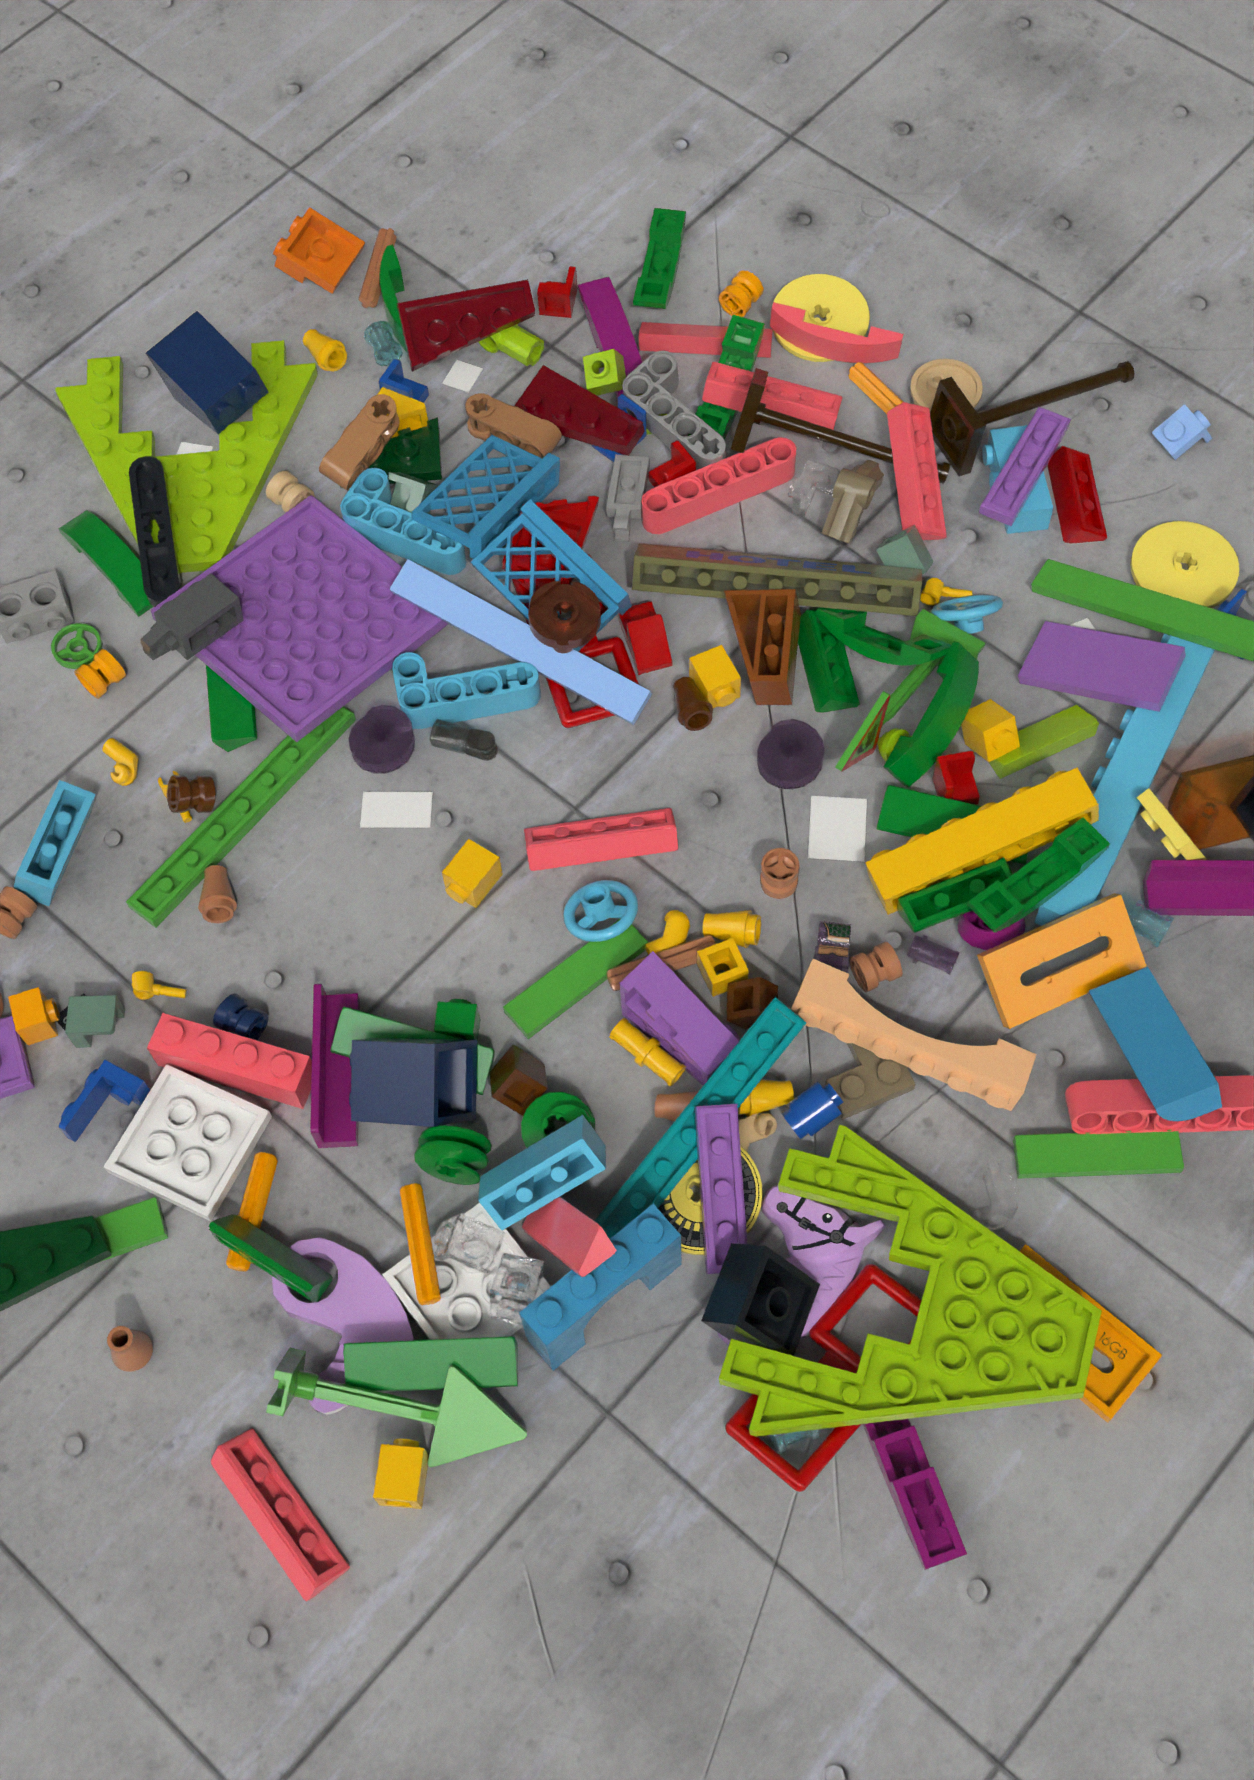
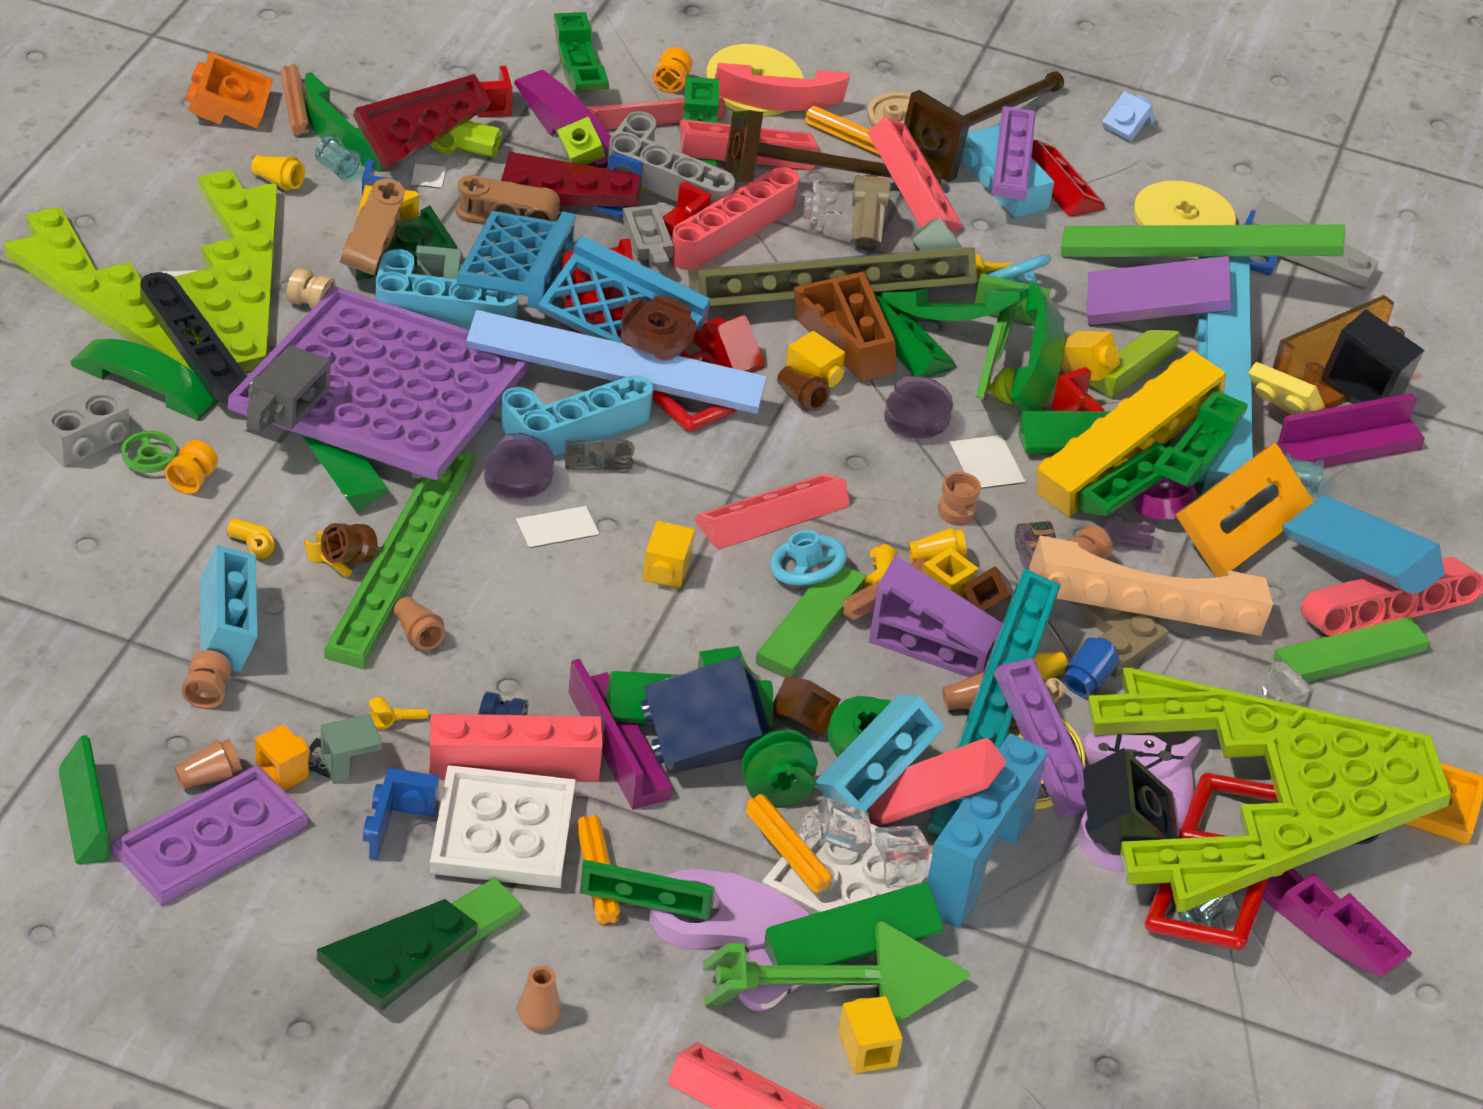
camera: 30 degrees left, 20 degrees down
(206, 373) = (177, 199): dark blue slope -> none
(647, 1052) = (913, 658): yellow pin -> none

